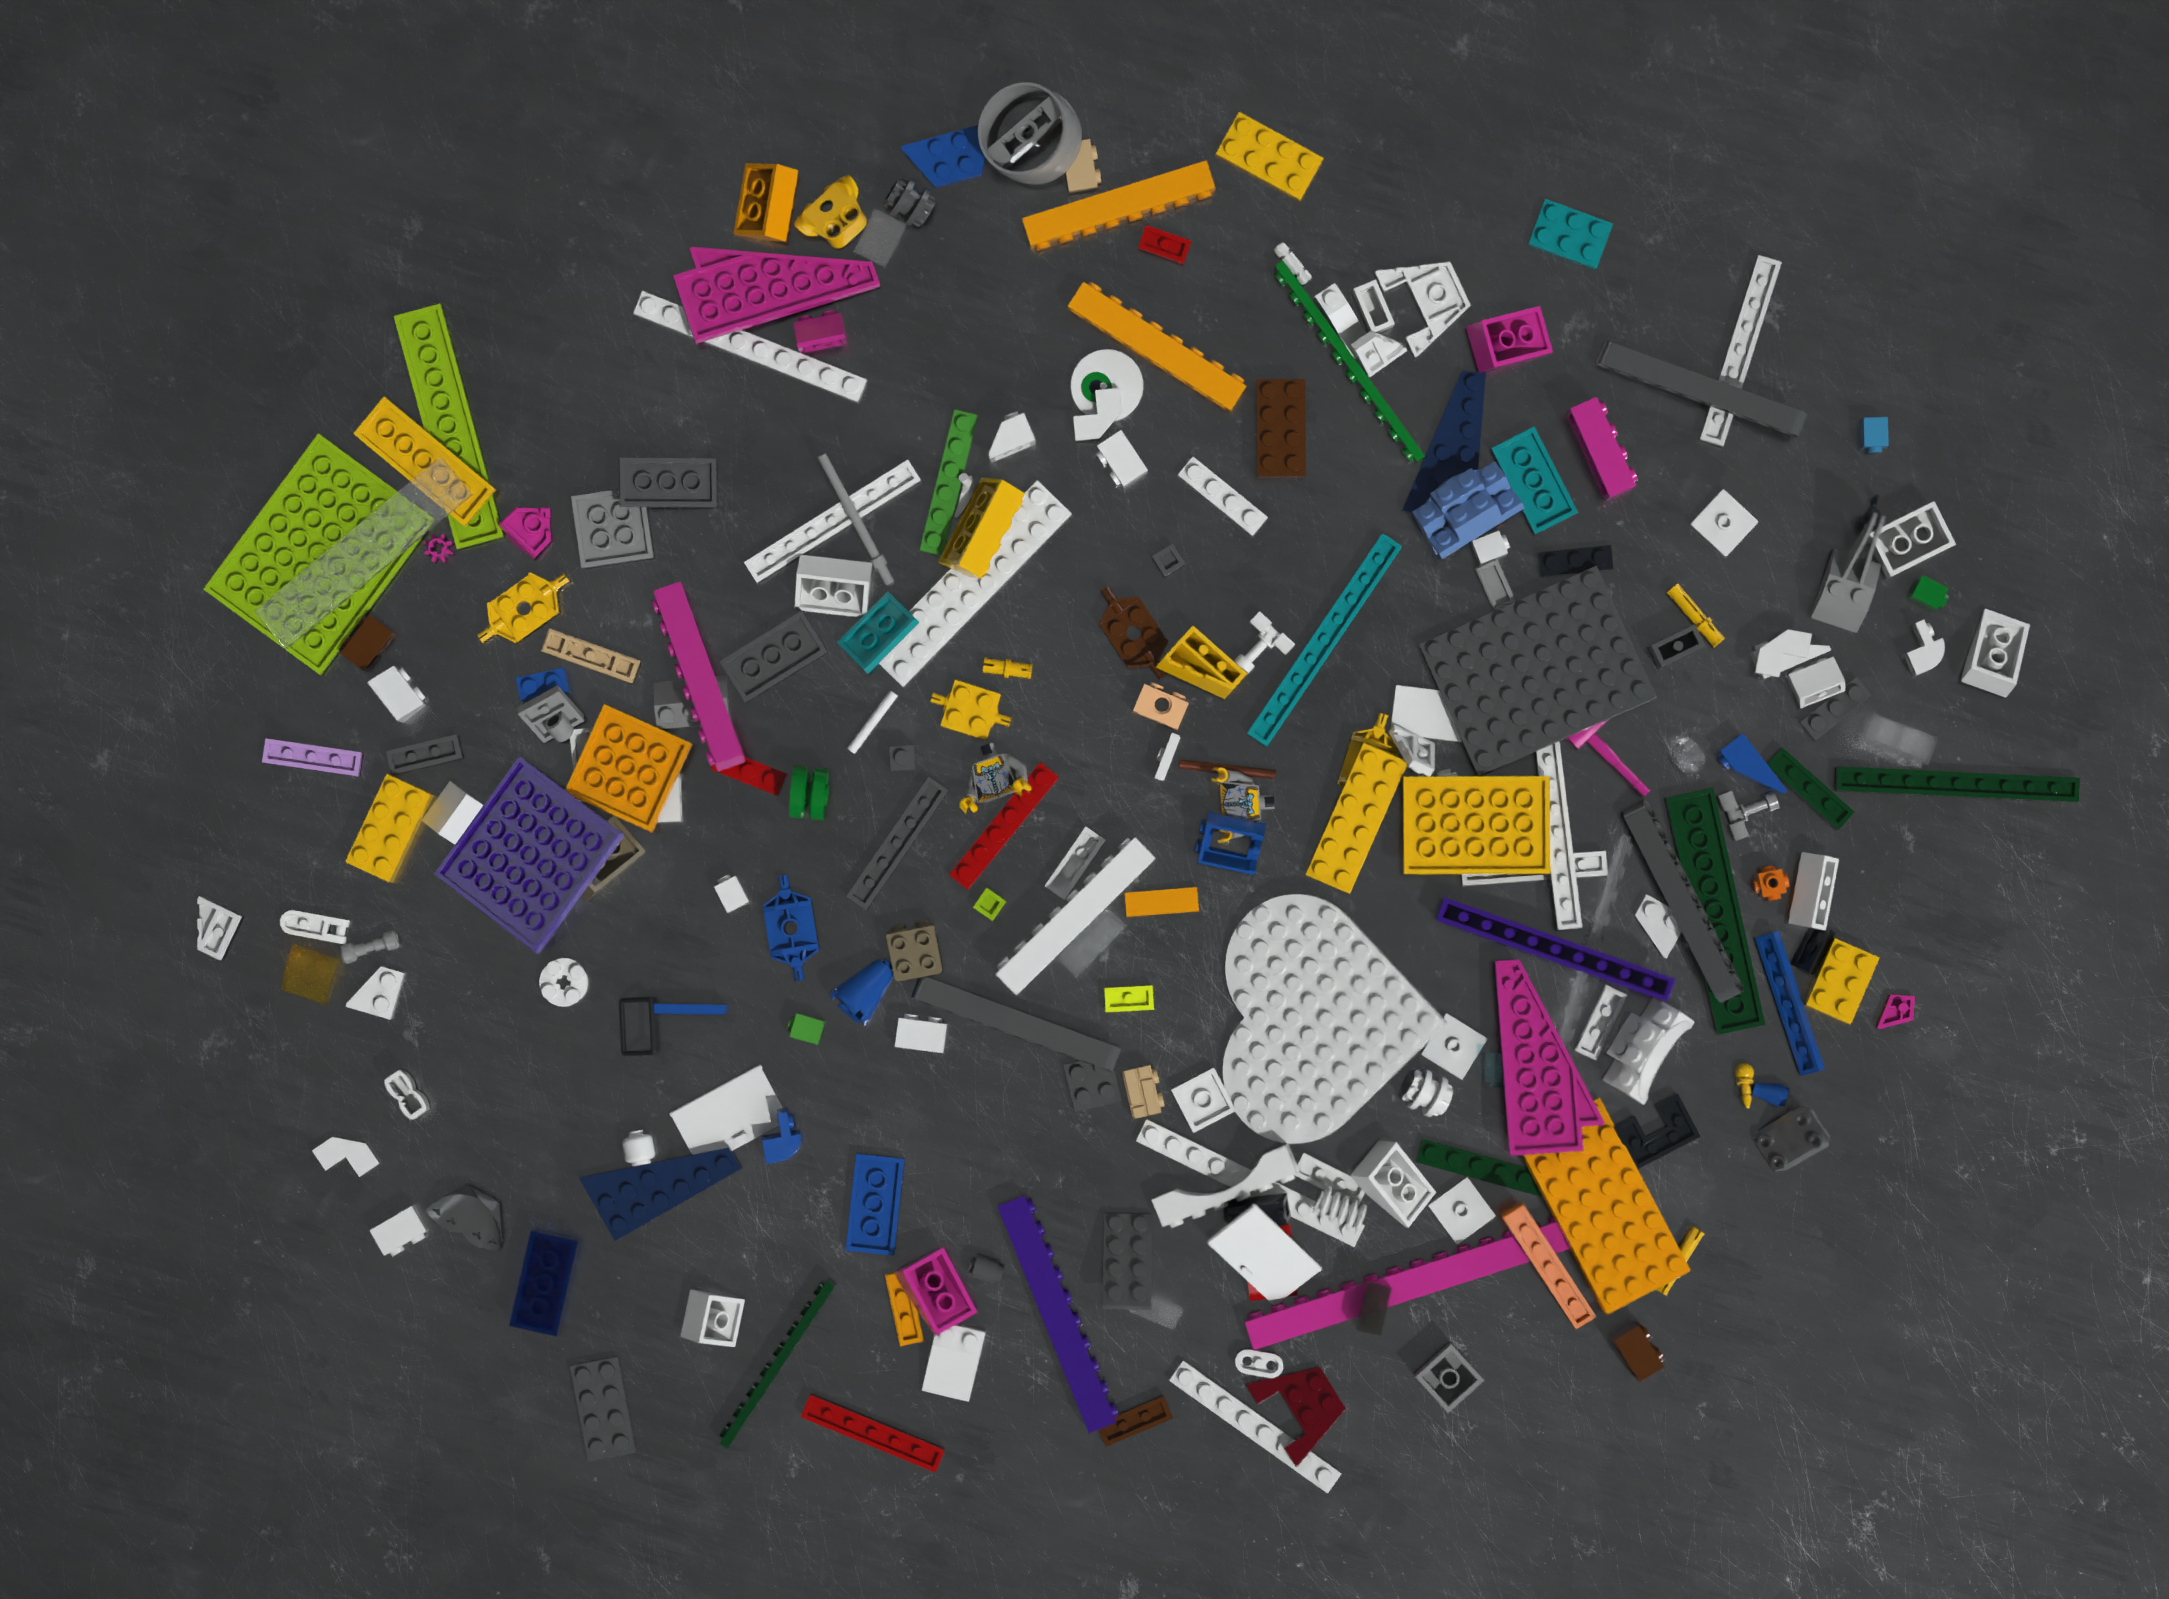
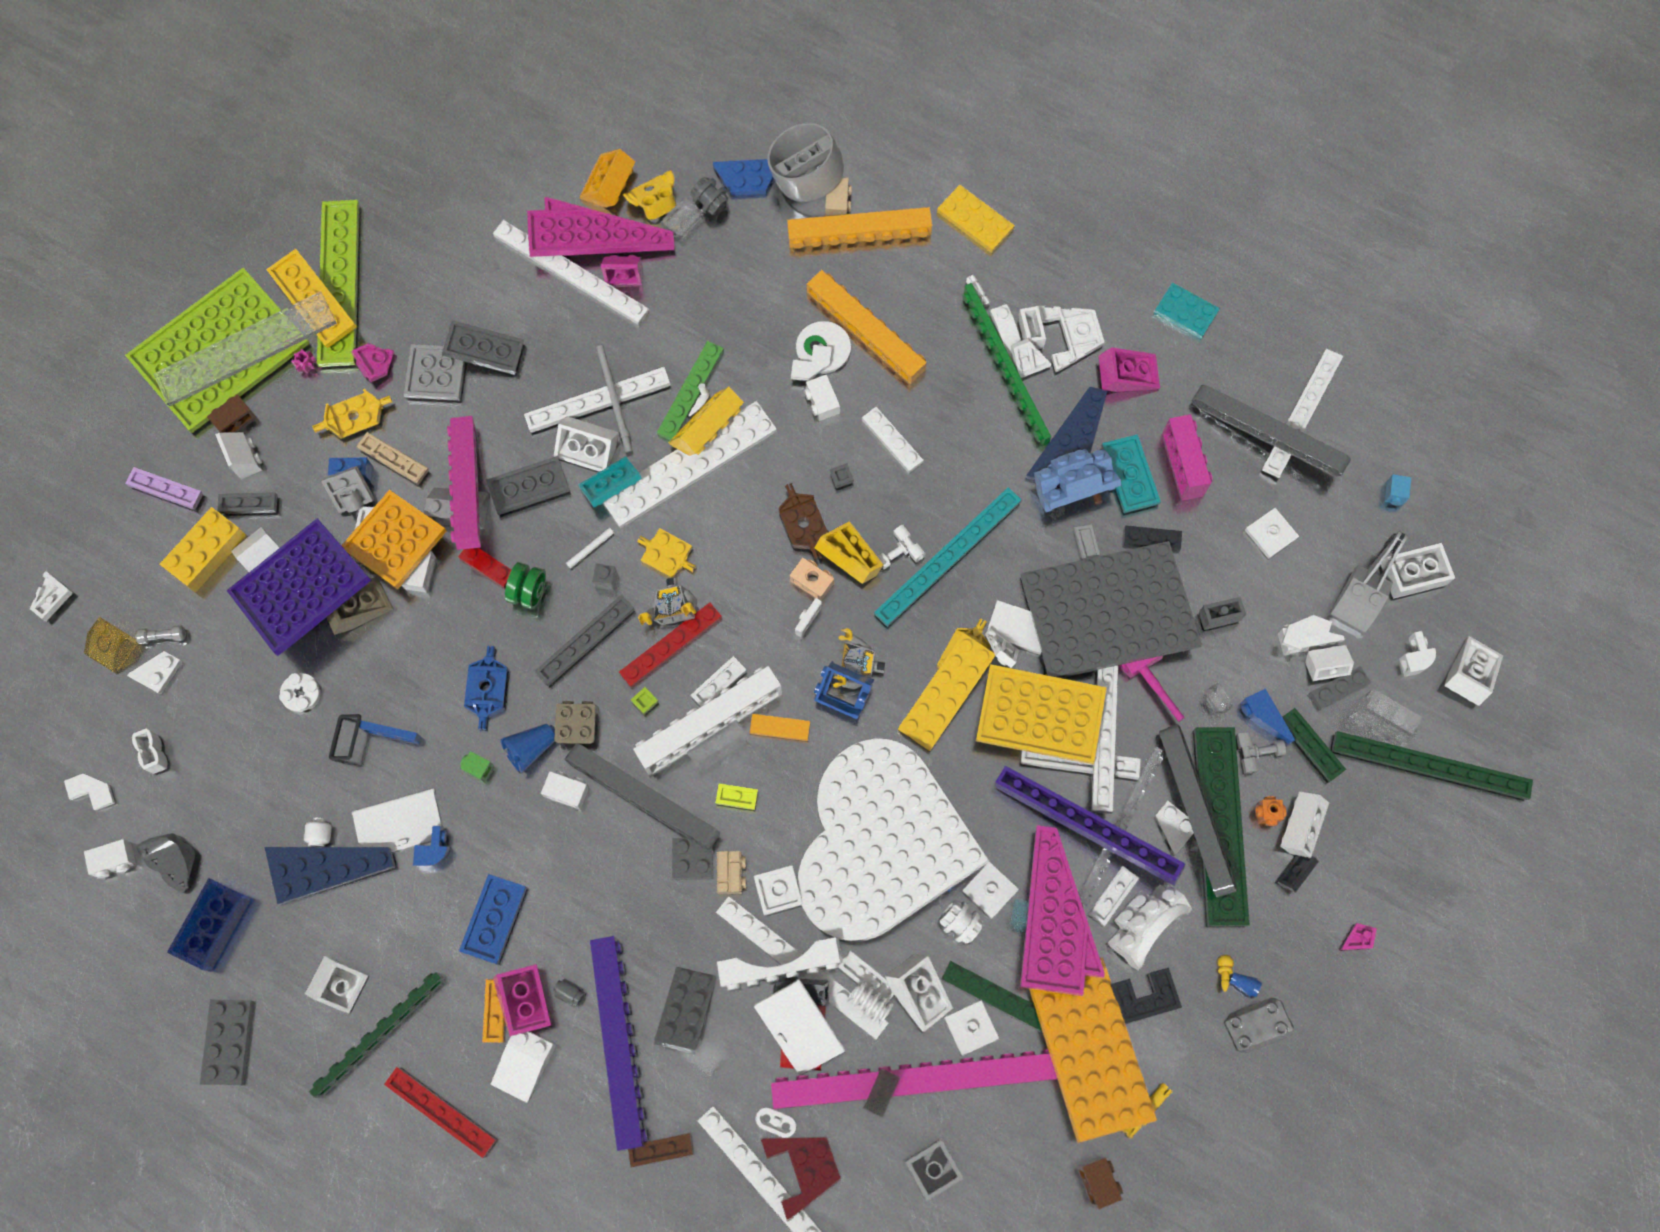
camera: 15 degrees right, 15 degrees down
(314, 926) = (124, 610): white plate -> none
(731, 893) = (447, 651): white brick -> none
(1007, 668) = (701, 529): yellow pin -> none
(1011, 437) = (742, 364): white slope -> none
(1164, 244) = (886, 260): red plate -> none
(1207, 767) = (837, 632): copper bar -> none
(1280, 429) = (945, 399): reddish brown brick -> none
(1490, 547) = (1088, 513): white brick -> none
(1548, 1265) = (1037, 1089): orange plate -> none
(1697, 617) = (1237, 591): yellow pin -> none
(1789, 1003) = (1272, 912): blue plate -> none
(1840, 981) = (1317, 902): yellow brick -> none
(1929, 593) = (1426, 614): green brick -> none

